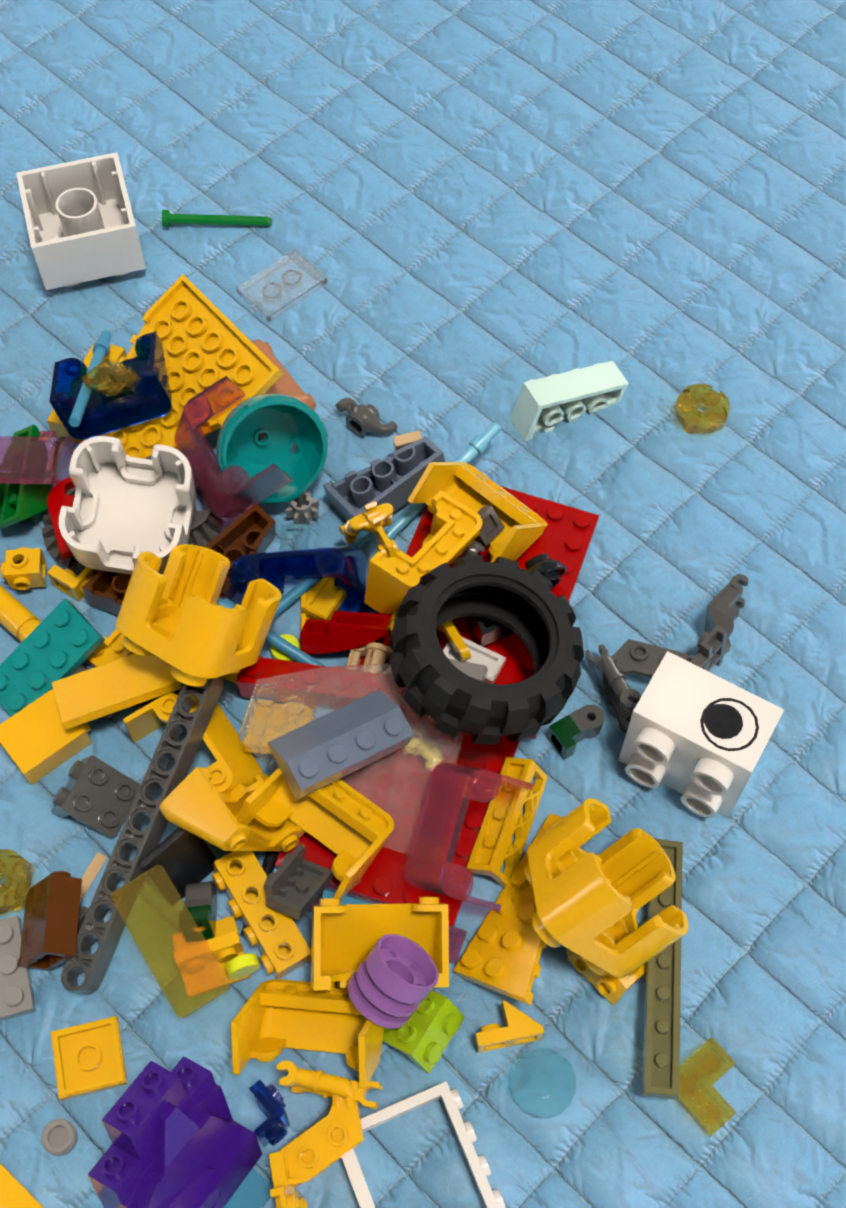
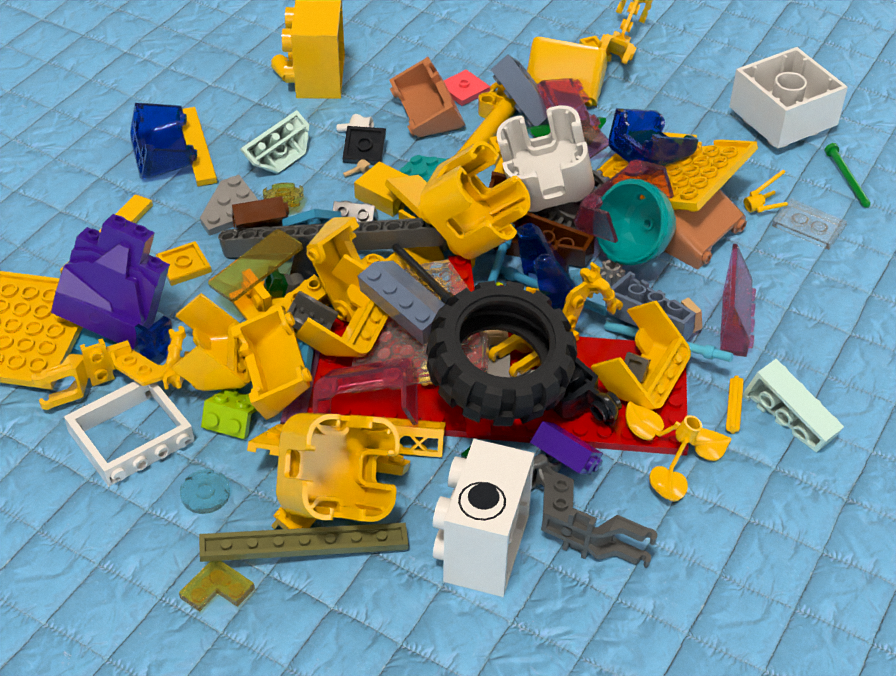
camera: 75 degrees right, 15 degrees down
(91, 846) = (313, 216): none -> dark azure plate
(100, 350) = (649, 127): dark azure bar -> none
(110, 378) = (647, 125): clear yellow bracket -> none
(239, 321) = (756, 200): none -> yellow plant
(242, 965) = (250, 308): neon yellow tile -> none
(349, 693) = (422, 273): none -> black bar
(363, 418) = (708, 290): dark grey piece -> none
(392, 981) = (244, 364): medium lavender wheel -> none
(411, 398) = (737, 307): none -> clear pink slope
(451, 533) = (591, 330): yellow windscreen -> none
(517, 1030) = (238, 463): yellow slope -> none
(542, 450) = (734, 404): none -> yellow axle
(599, 498) = (707, 444): none -> yellow plant
(603, 626) = (567, 448): none -> dark purple brick
(695, 420) = (833, 518): clear yellow plate -> none

